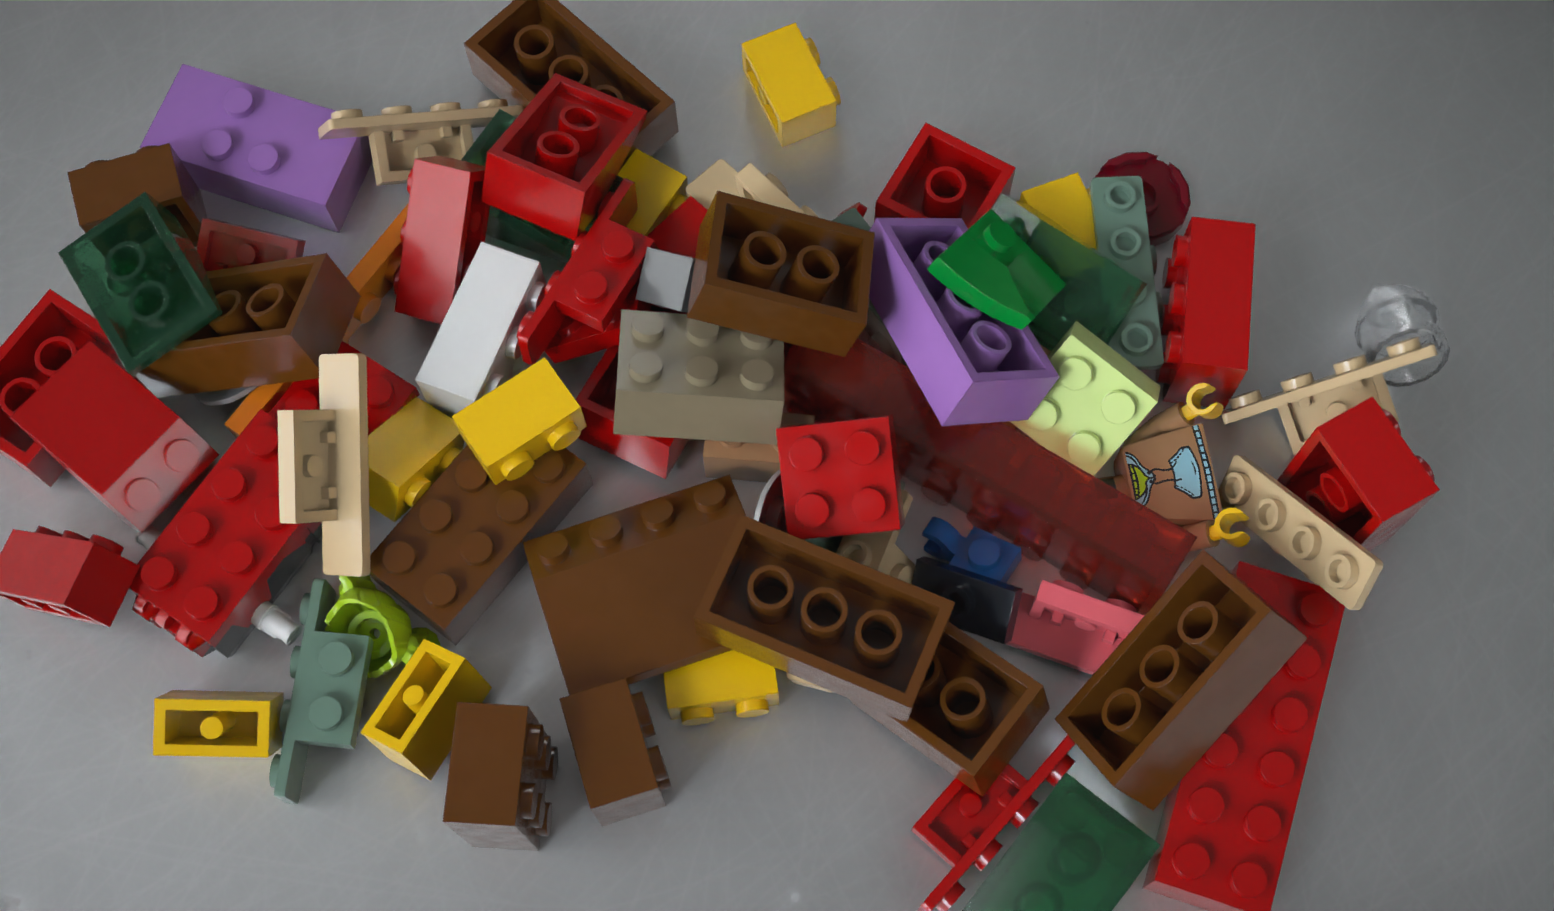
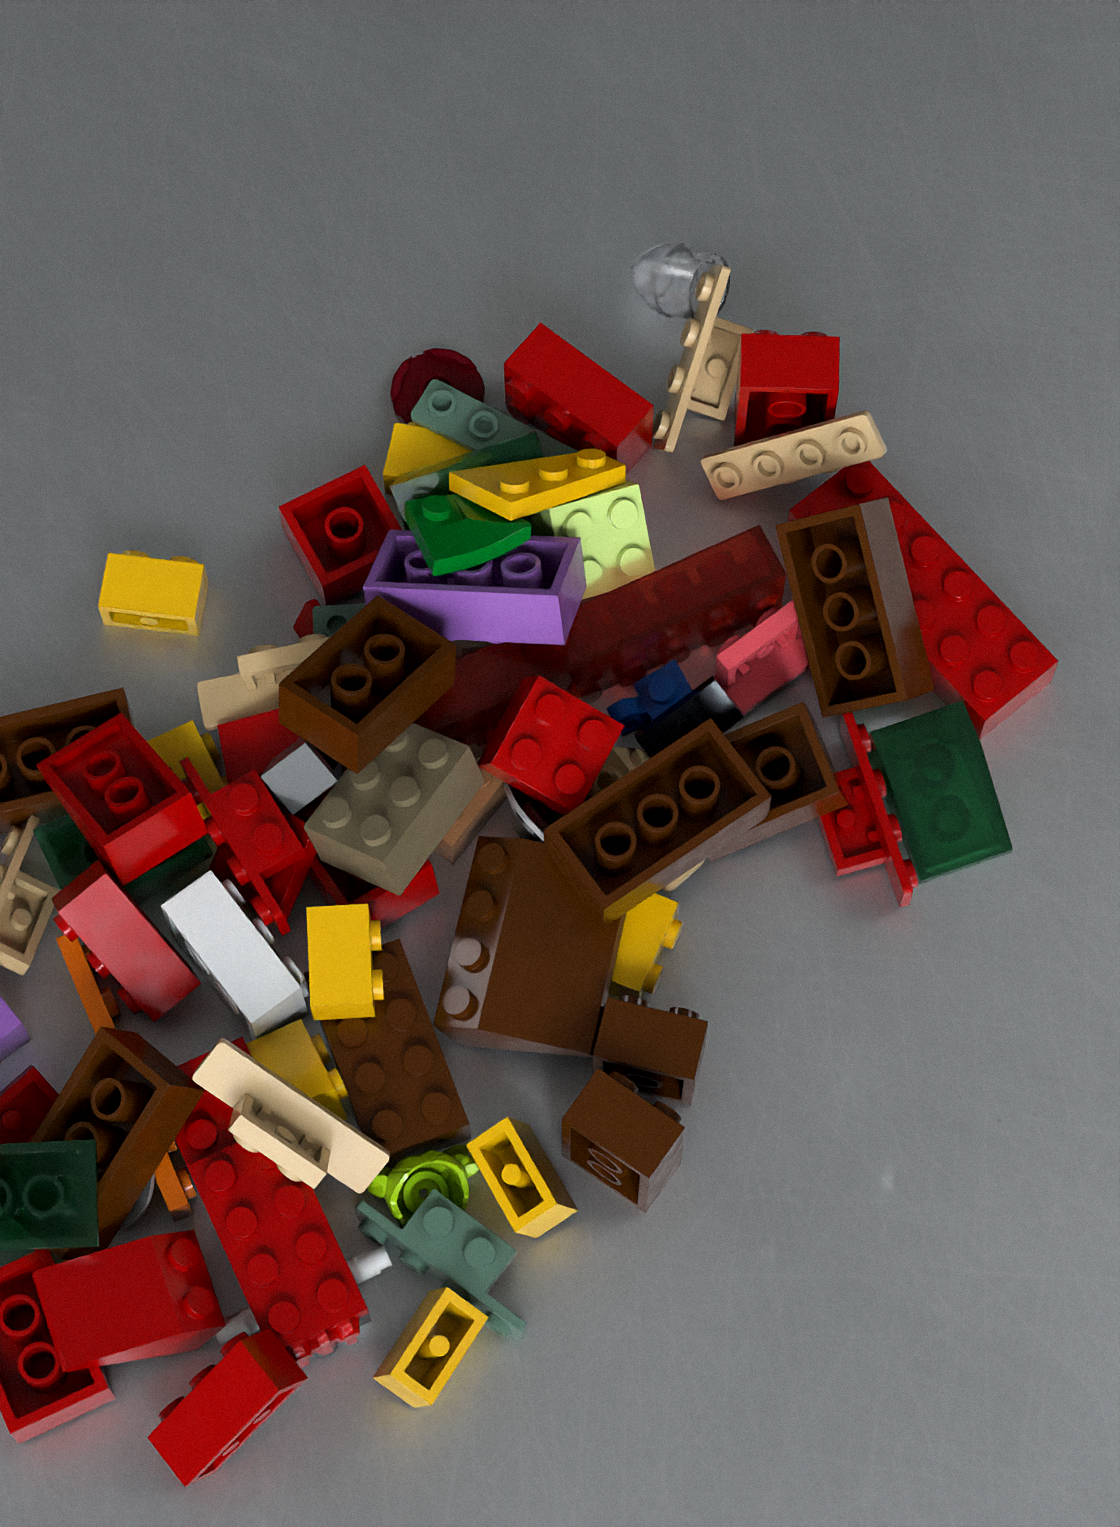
camera: 60 degrees left, 0 degrees up
(1092, 313) = (539, 483): none -> yellow wing
(1172, 472) = (690, 514): torso -> none

